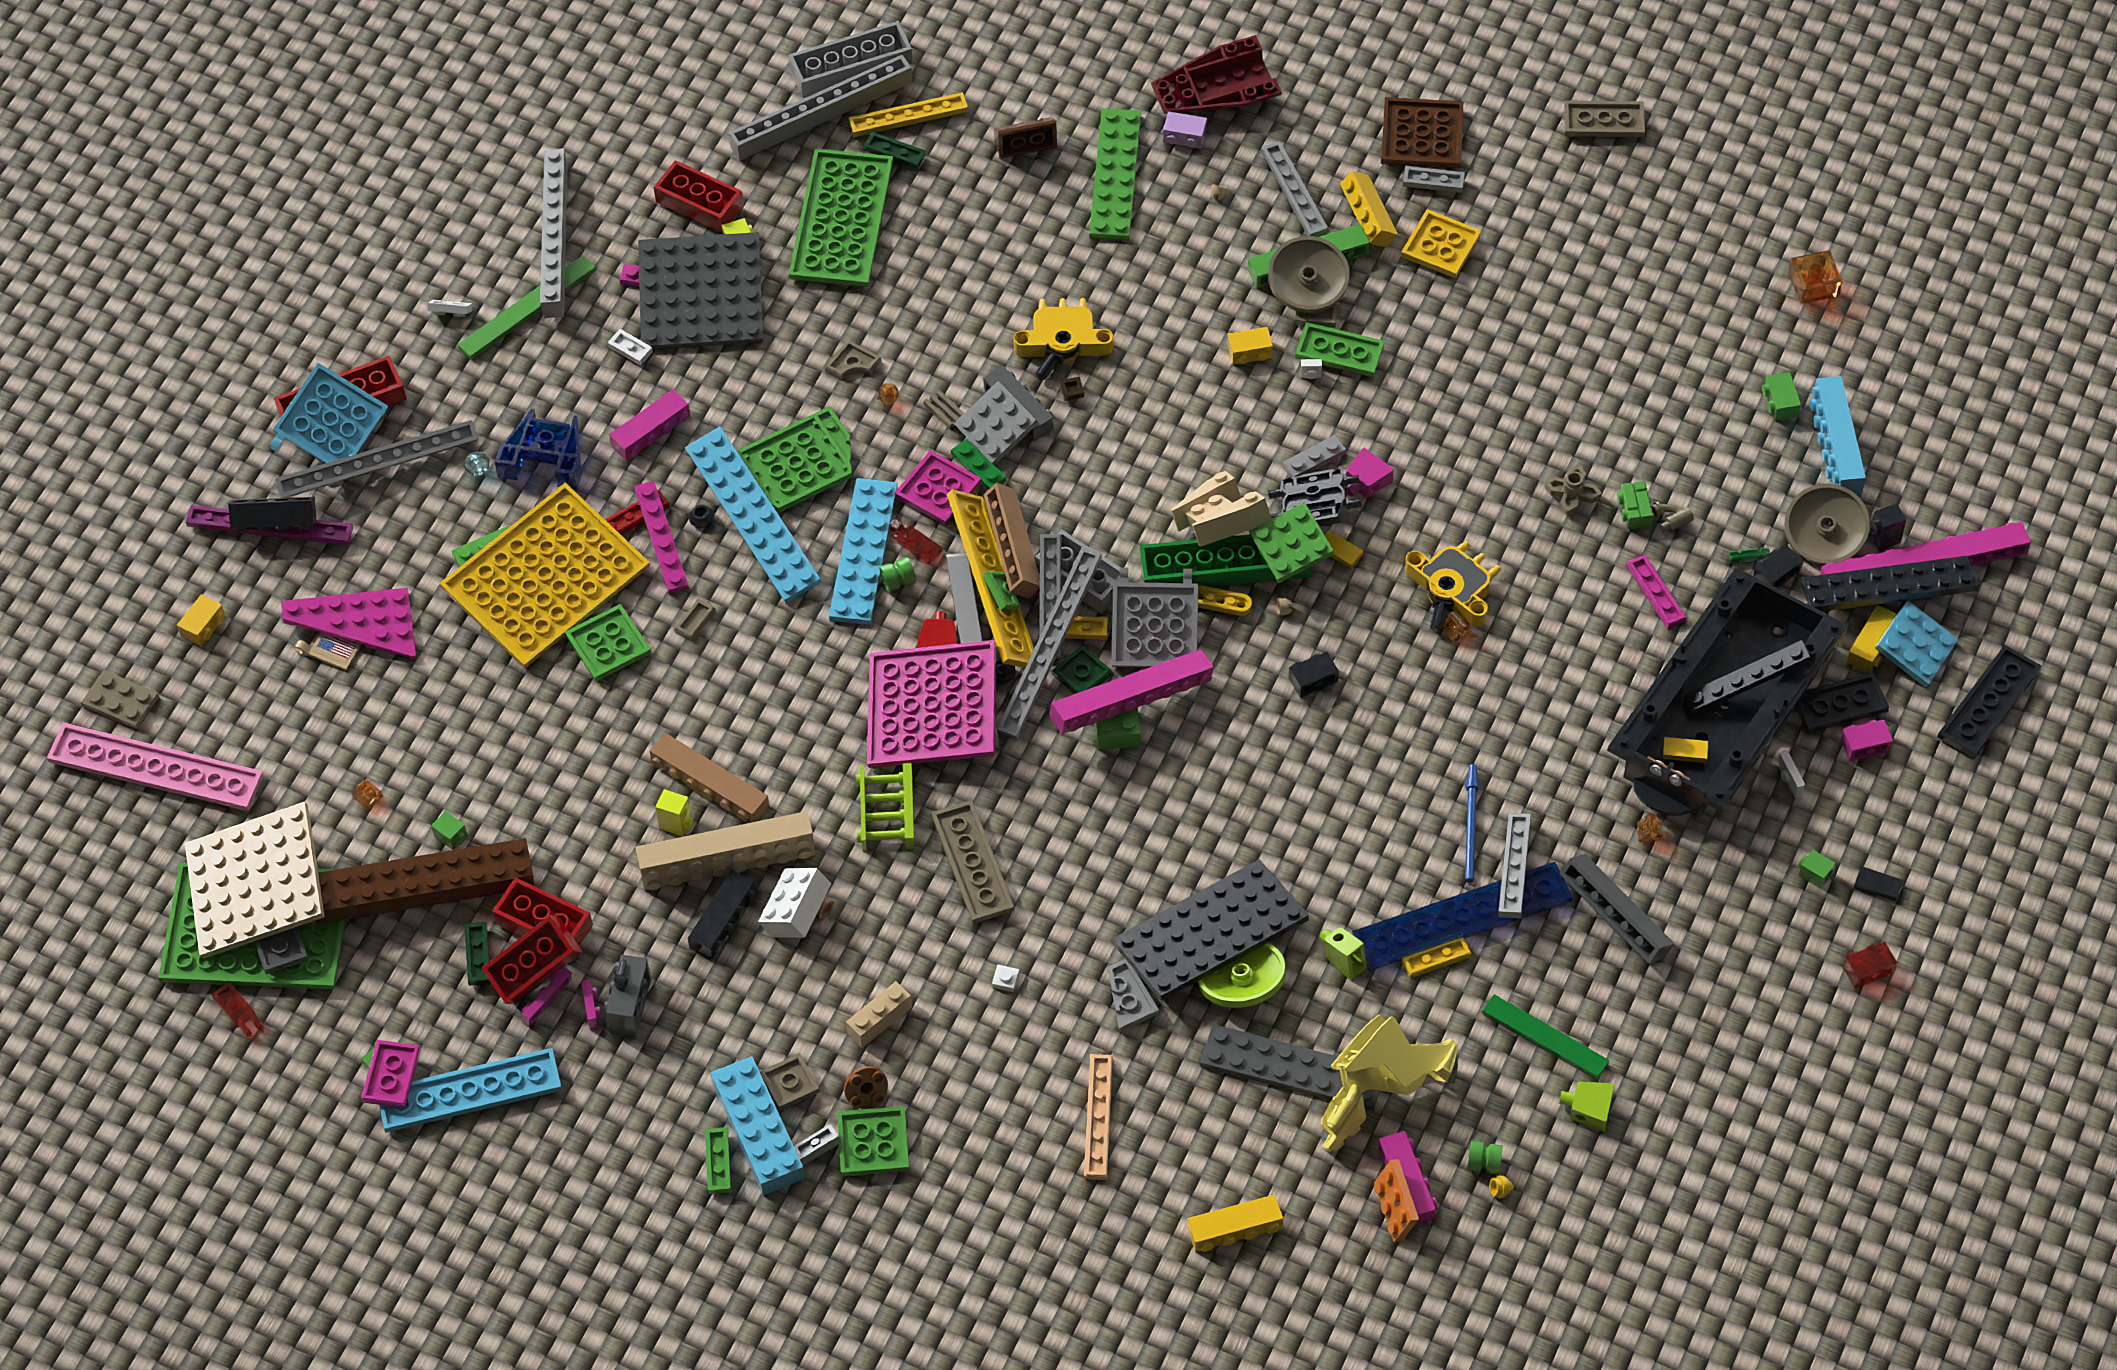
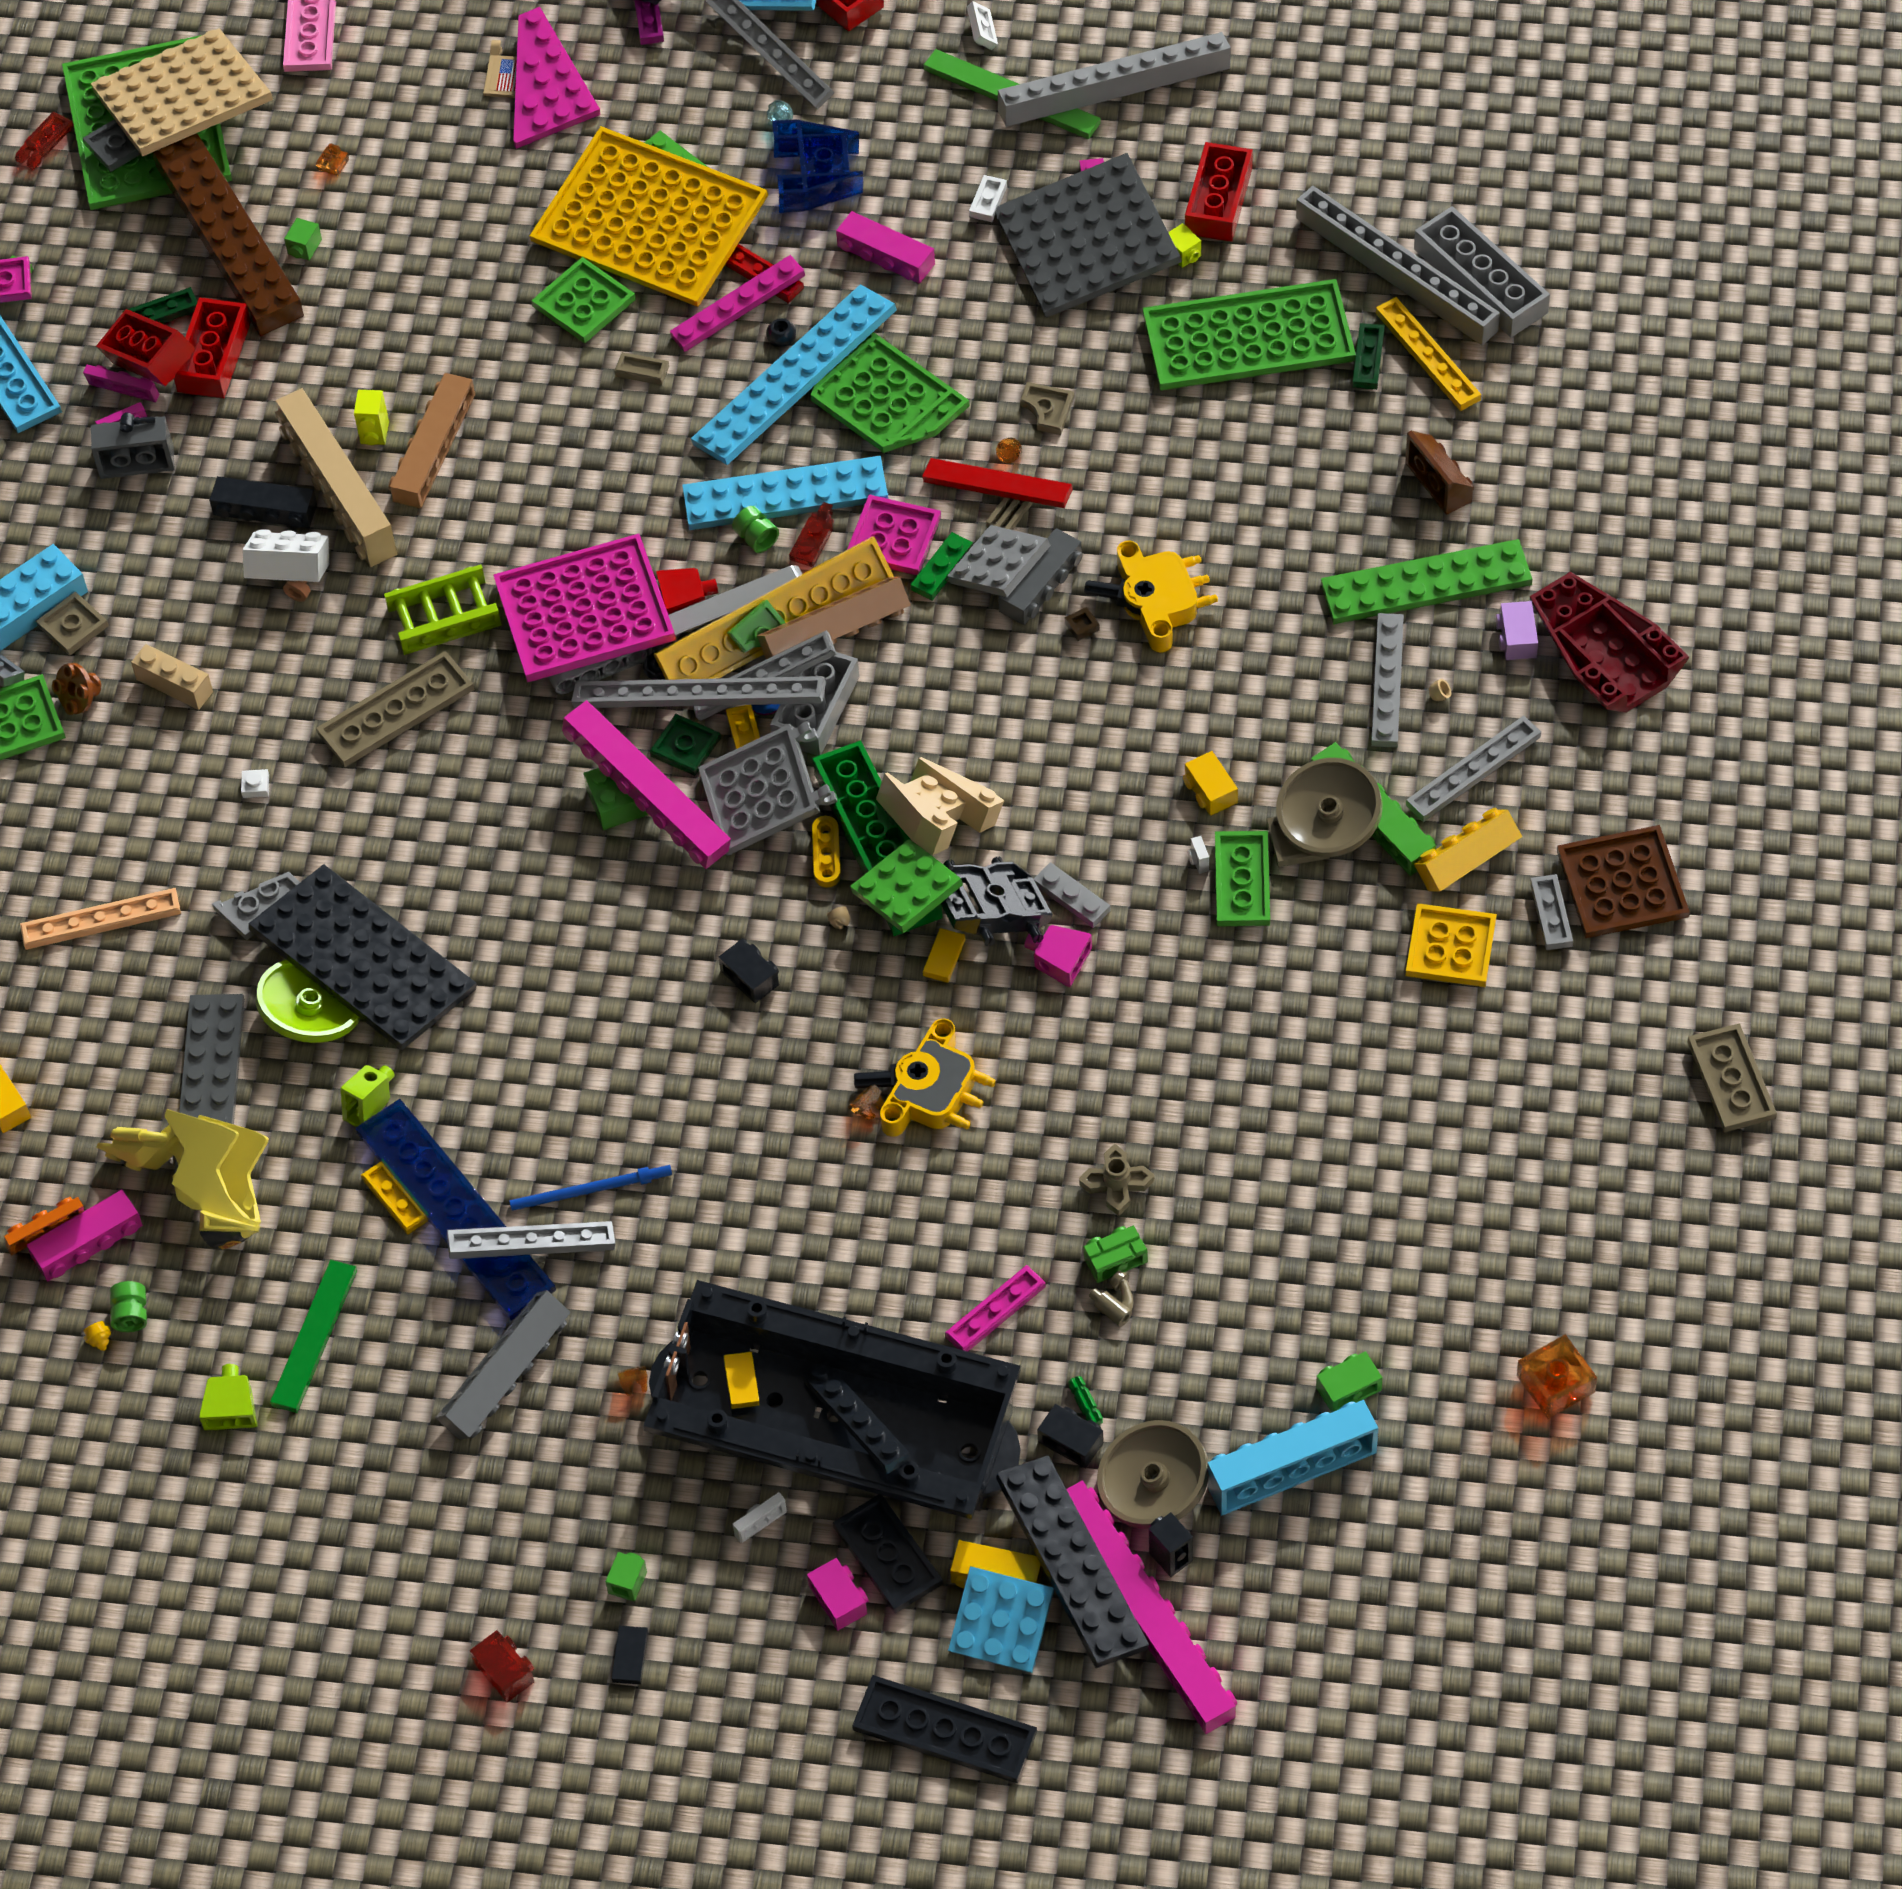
camera: 75 degrees right, 0 degrees up
(917, 408) = (997, 483): none -> red tile
(1194, 220) = (1387, 680): none -> light grey plate

